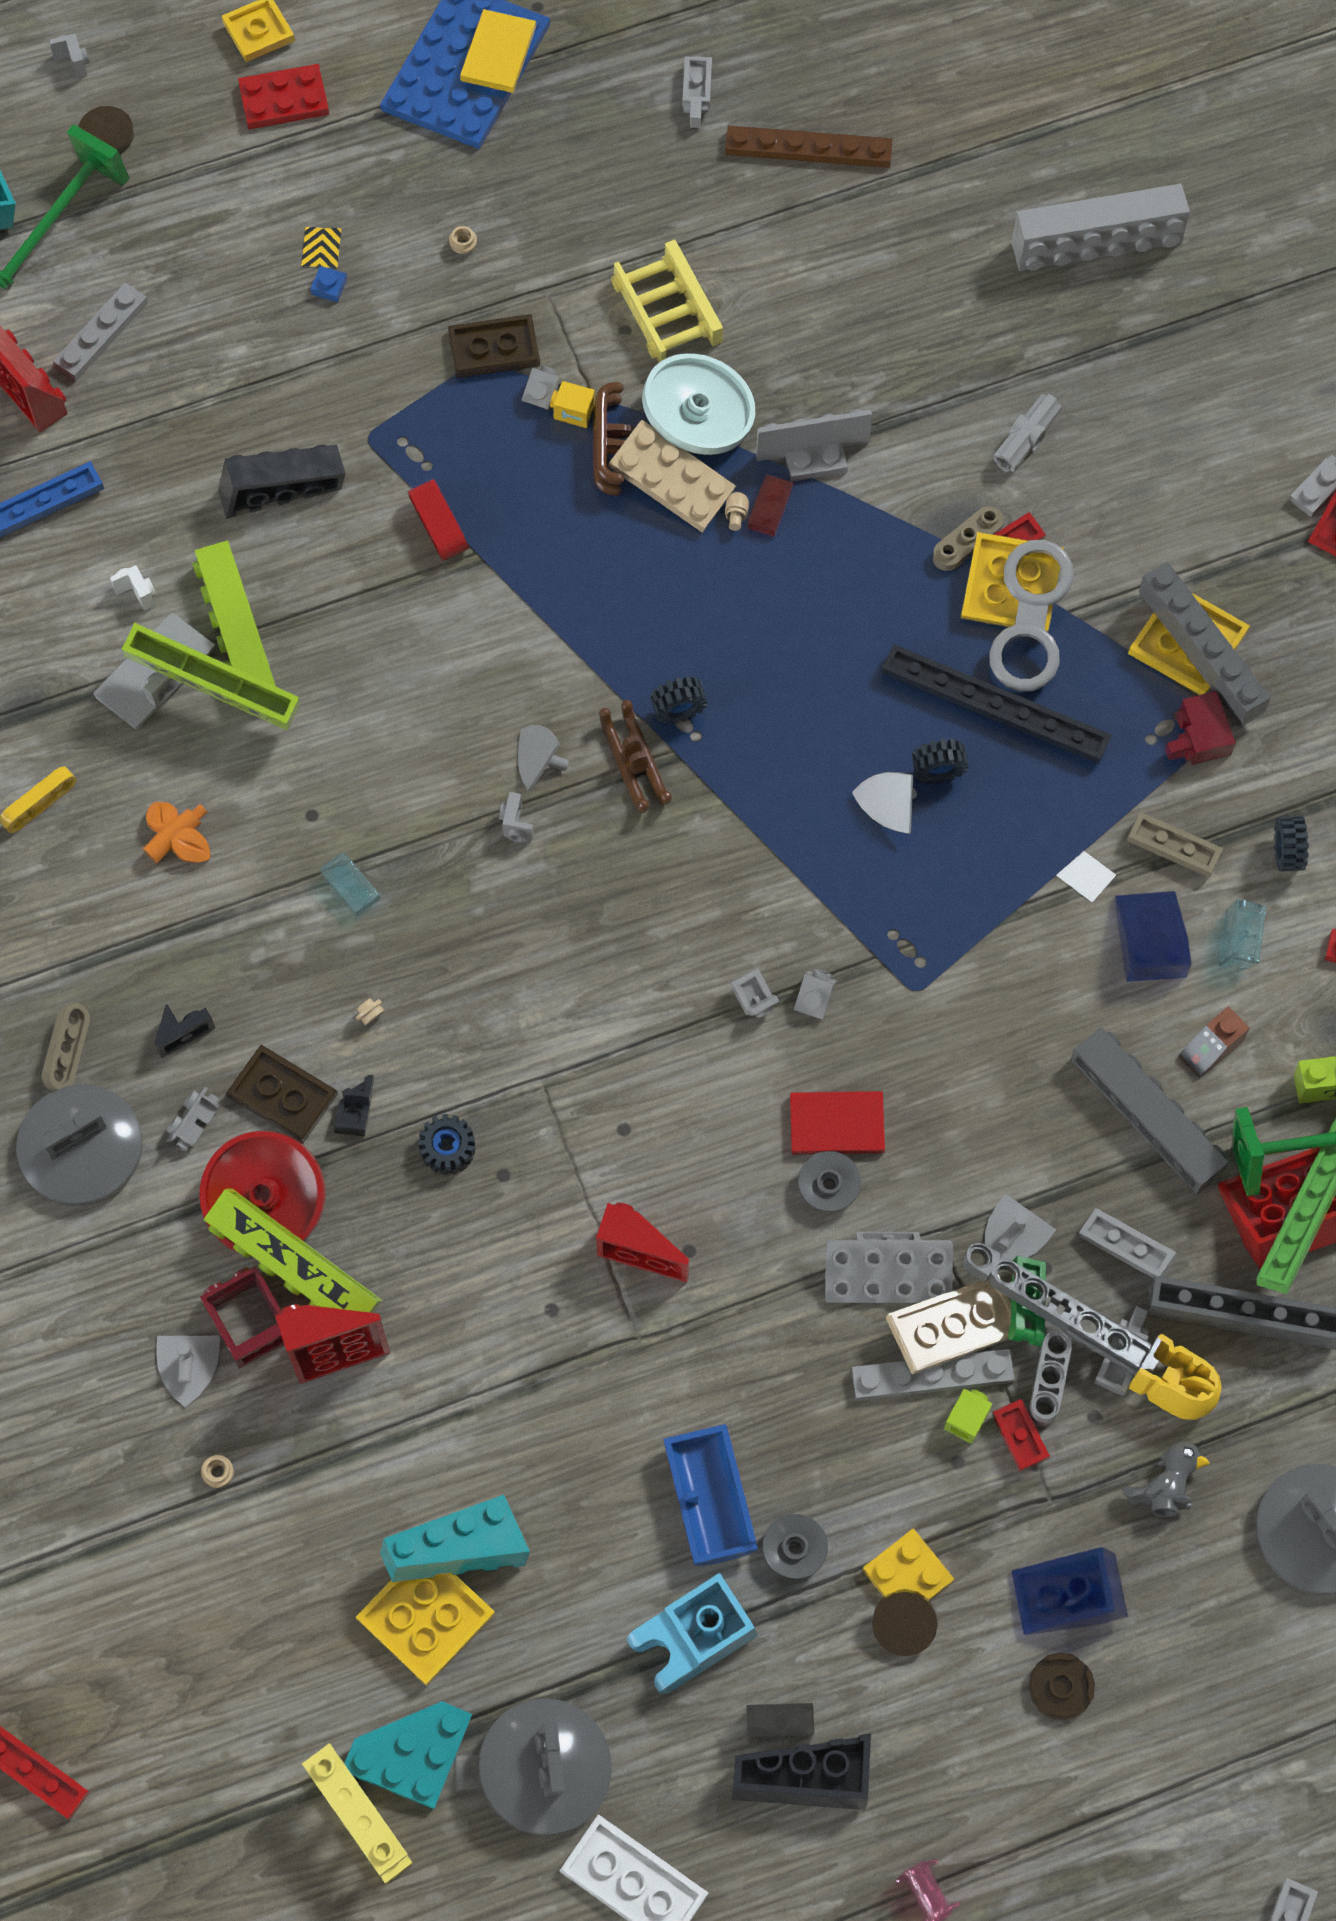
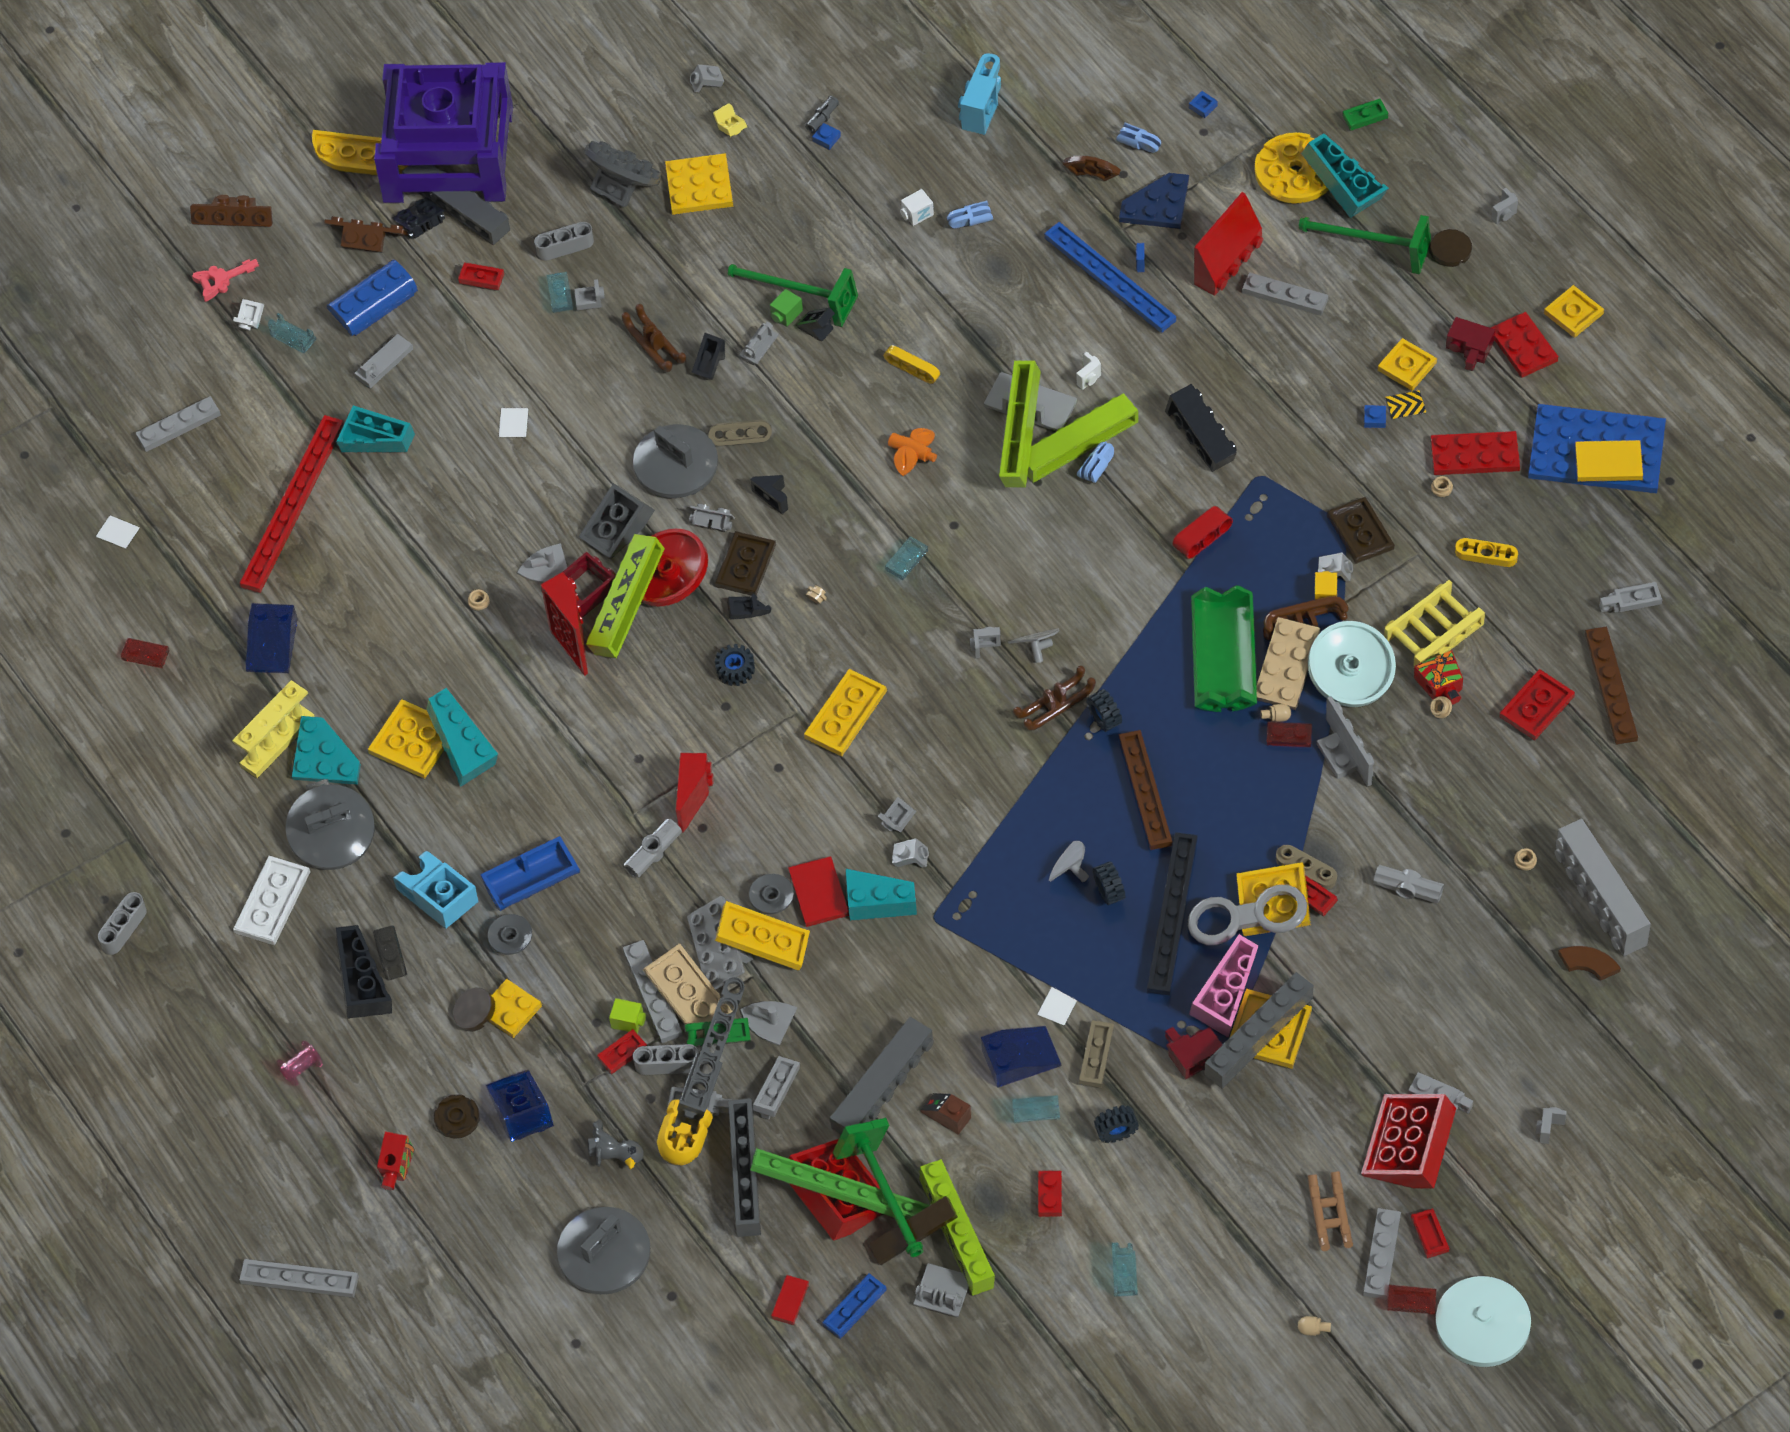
camera: 80 degrees right, 10 degrees down
(155, 1248) = (616, 521): none -> dark grey slope
(182, 1791) = (270, 638): none -> clear blue slope
(259, 145) = (1471, 340): none -> dark red hinge
(266, 225) = (1407, 364): none -> yellow plate
(283, 613) = (1096, 462): none -> light blue arm
(424, 192) = (1475, 453): none -> red plate
(570, 1020) = (845, 712): none -> yellow plate
(575, 232) = (1503, 549): none -> yellow beam
(625, 541) = (1223, 649): none -> green cylinder
(723, 1336) = (644, 857): none -> light grey piece
(746, 316) = (1440, 677): none -> torso
(792, 335) = (1436, 707): none -> tan plate
(804, 687) = (1145, 790): none -> reddish brown plate
(814, 228) = (1537, 704): none -> red plate
(872, 1048) = (878, 896): none -> teal wedge
(902, 1204) = (762, 935): none -> yellow plate
(1026, 295) = (1525, 854): none -> tan plate
(1110, 1781) = (394, 1159): none -> red torso
(1124, 667) = (1223, 991): none -> bright pink wedge
(1181, 276) = (1589, 960): none -> reddish brown tile

